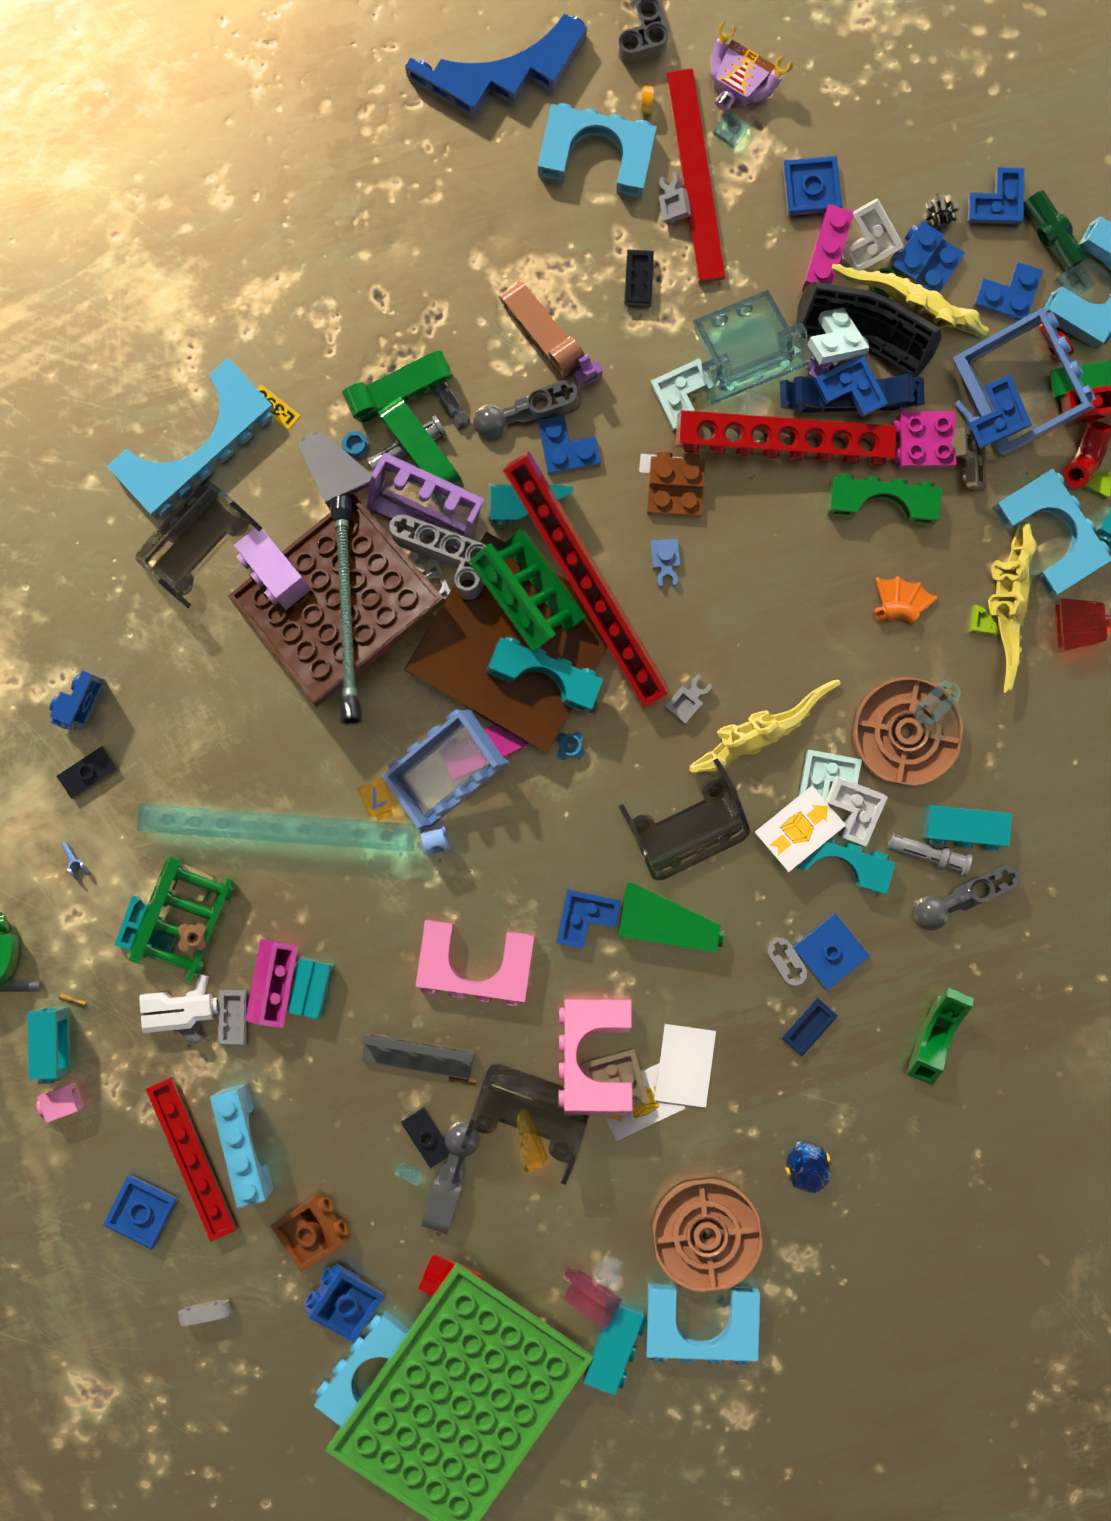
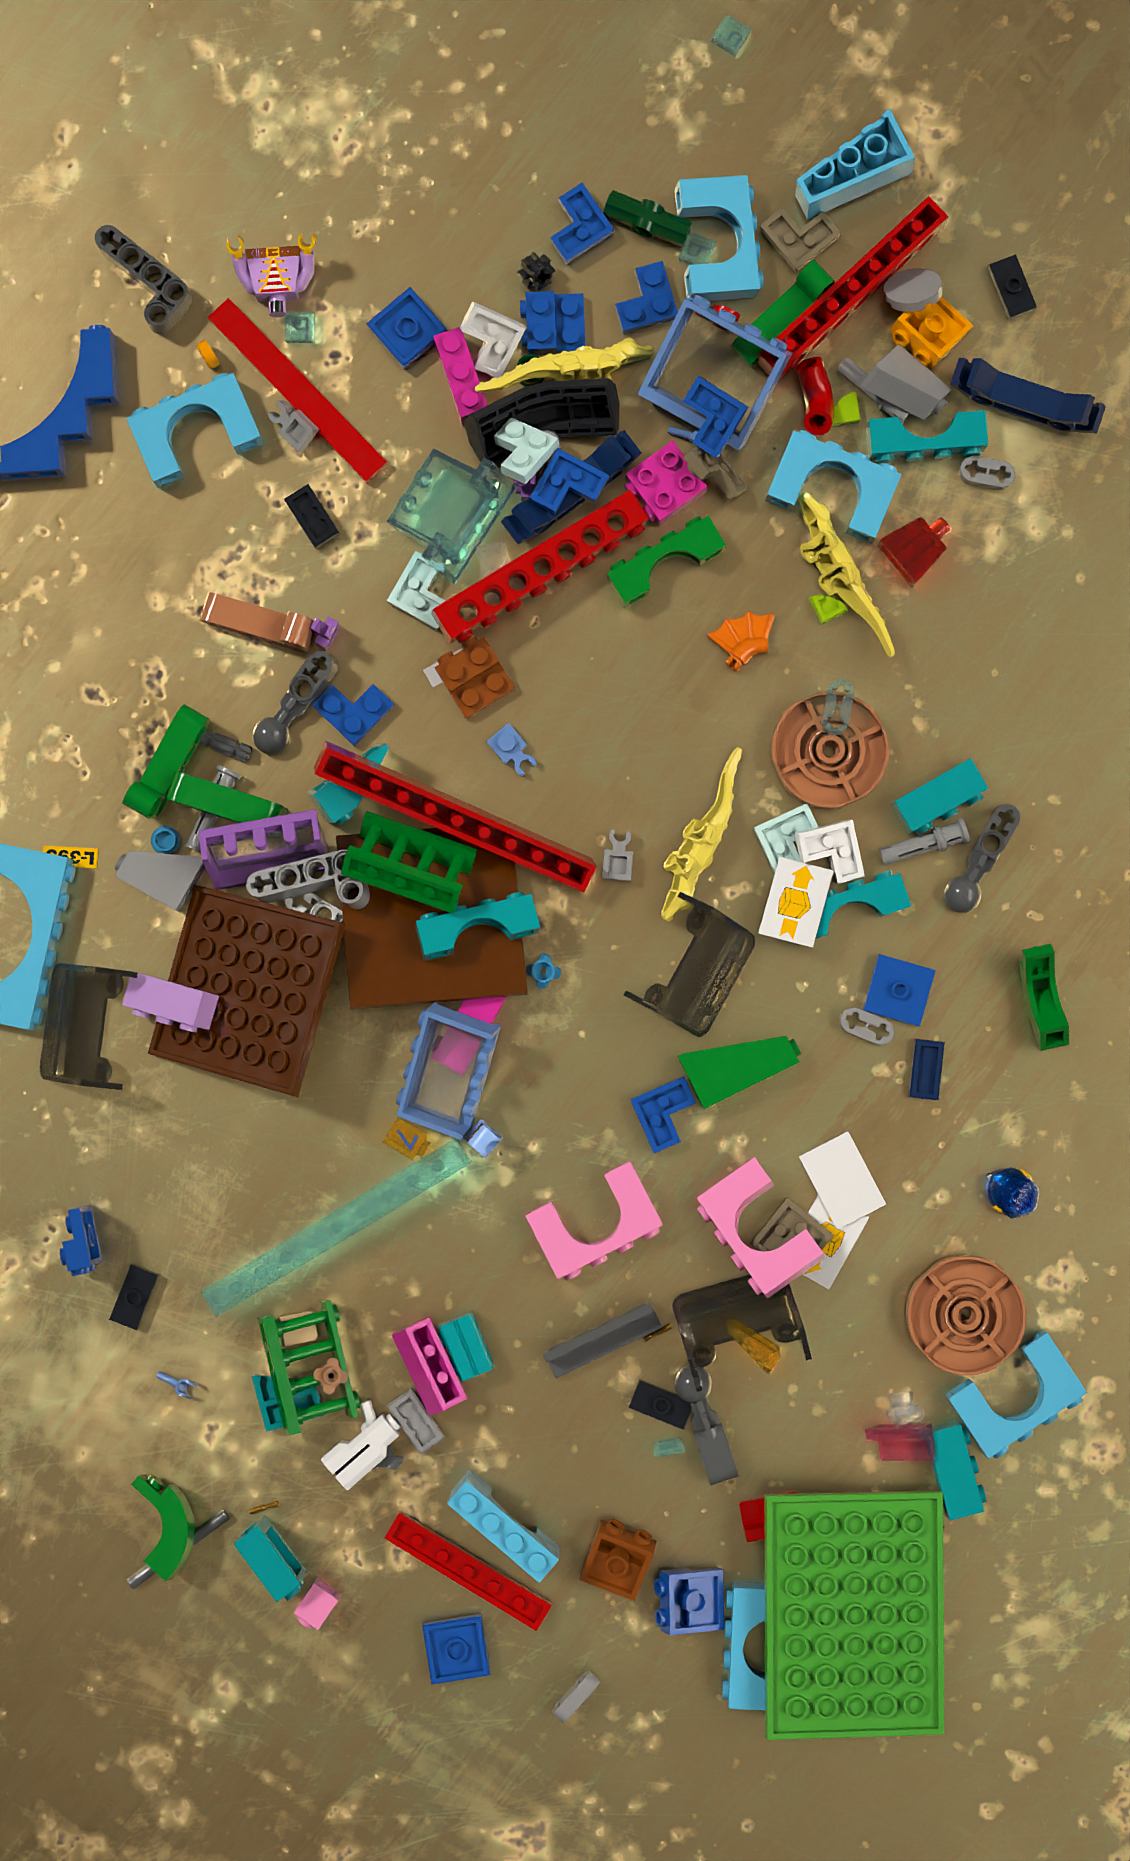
camera: 25 degrees left, 0 degrees up
(350, 708) = (328, 1075): sand green hose -> none

